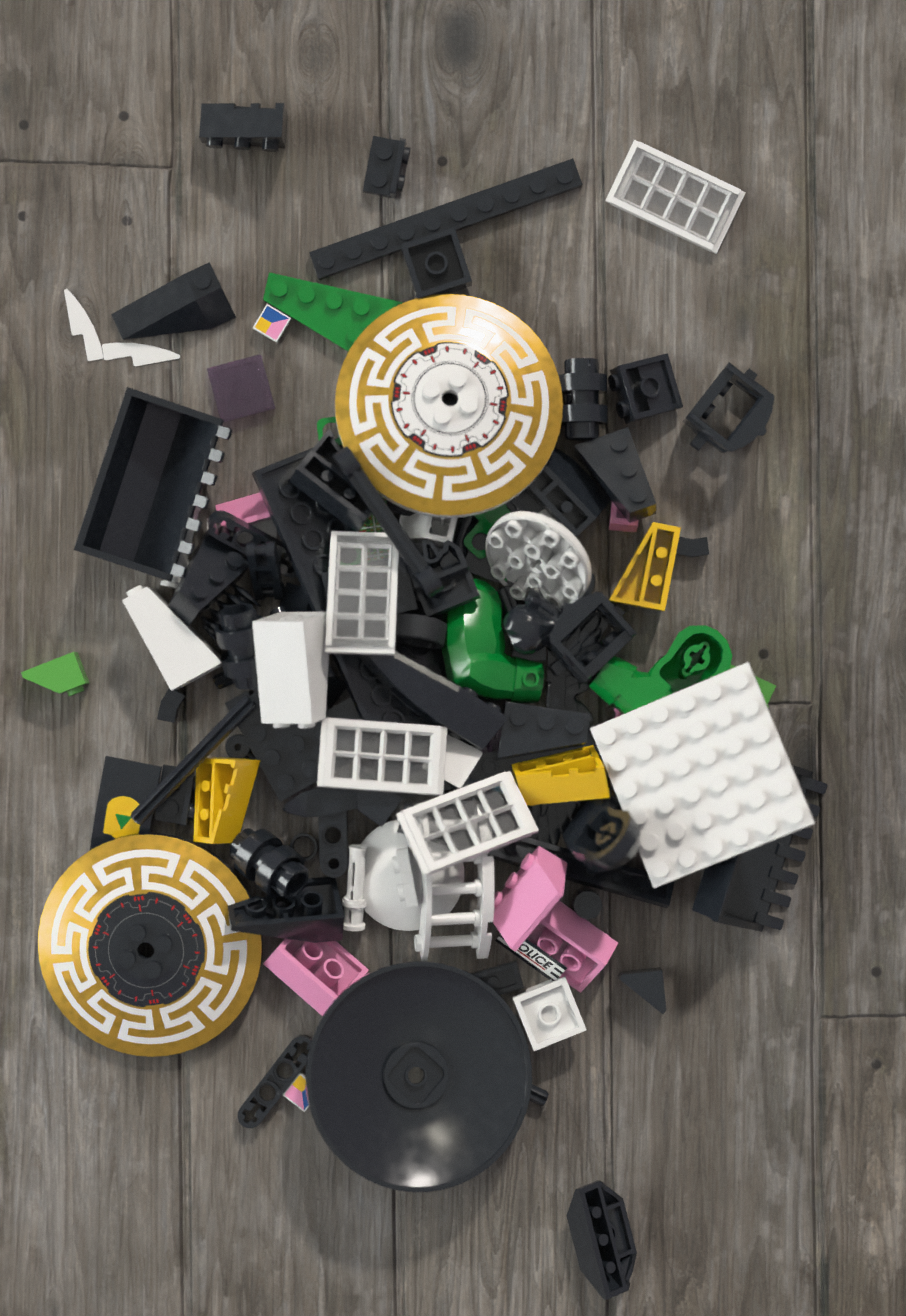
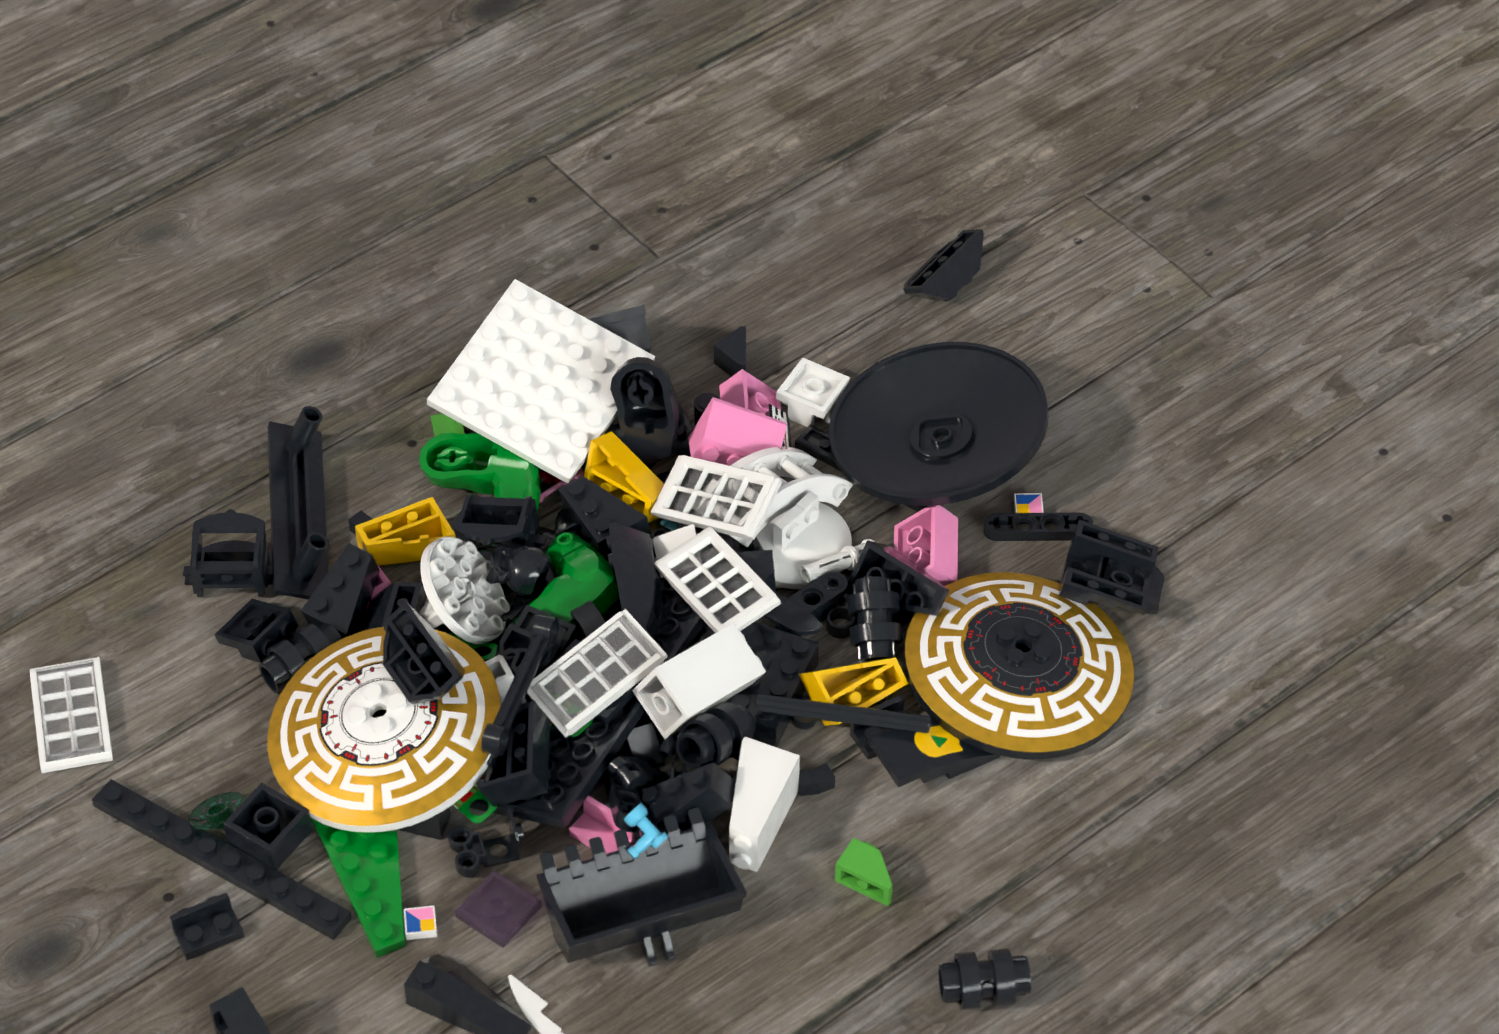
camera: 130 degrees left, 40 degrees down
(175, 1088) = (1111, 570): none -> black slope
(203, 520) = (652, 834): none -> medium azure piece
(301, 409) = (475, 851): none -> black piece
(457, 455) = (418, 657): none -> black wedge
(494, 237) = (215, 810): none -> clear green dish
(749, 504) = (297, 505): none -> black piece

